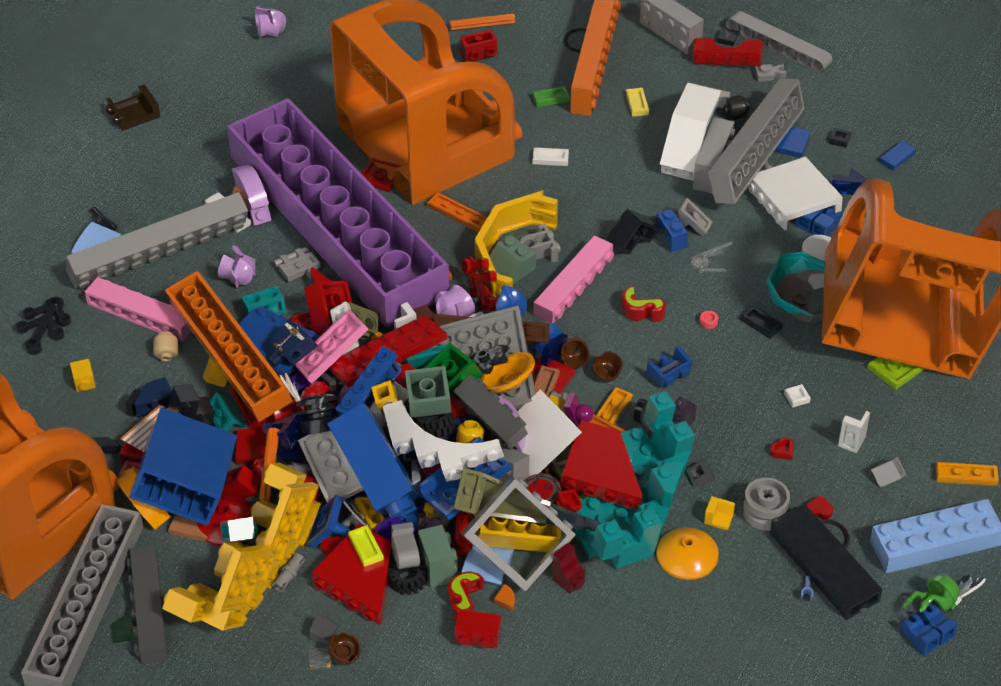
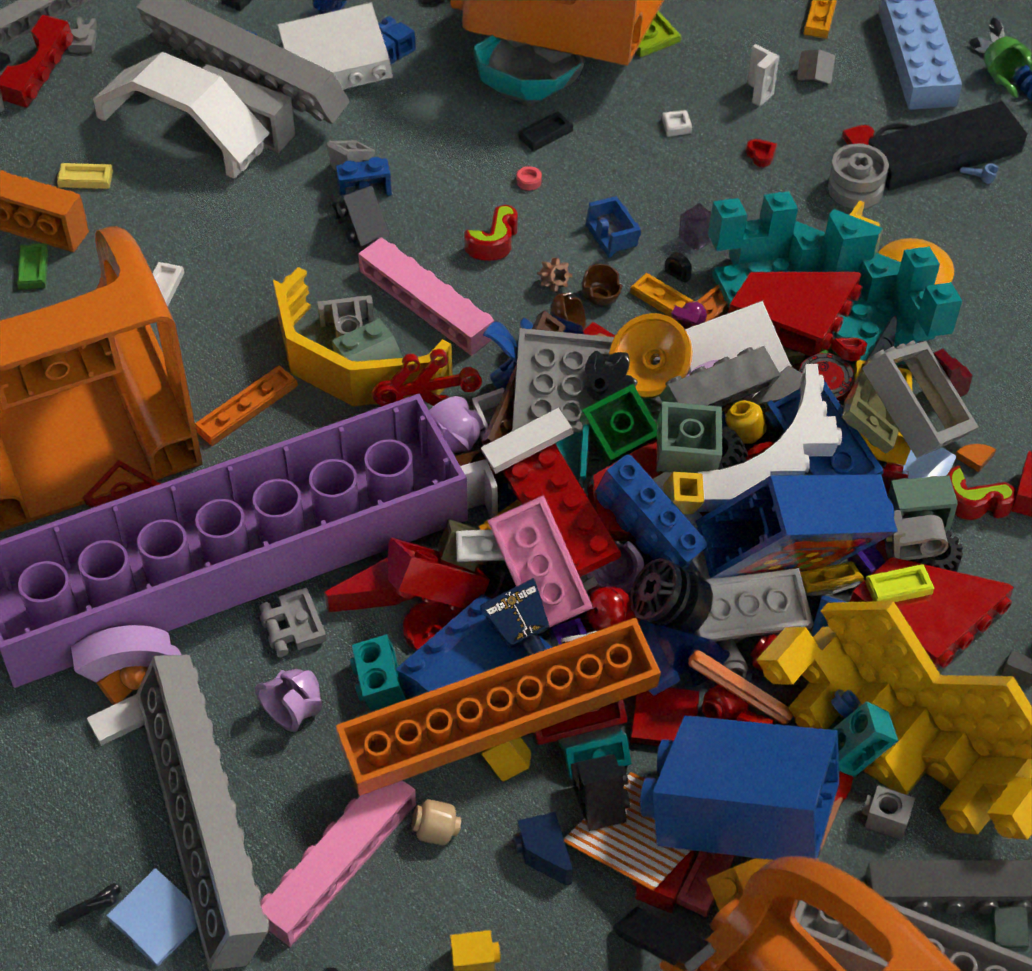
camera: 80 degrees left, 5 degrees up
(129, 403) = (551, 879): black tile -> none
(196, 560) = (888, 824): none -> light grey brick
(258, 518) = (845, 702): none -> blue plate
(425, 324) = (527, 440): none -> white tile
(611, 341) = (561, 274): none -> nougat gear
(700, 260) = (426, 165): clear plant -> none
(816, 246) = (434, 54): white tile -> none

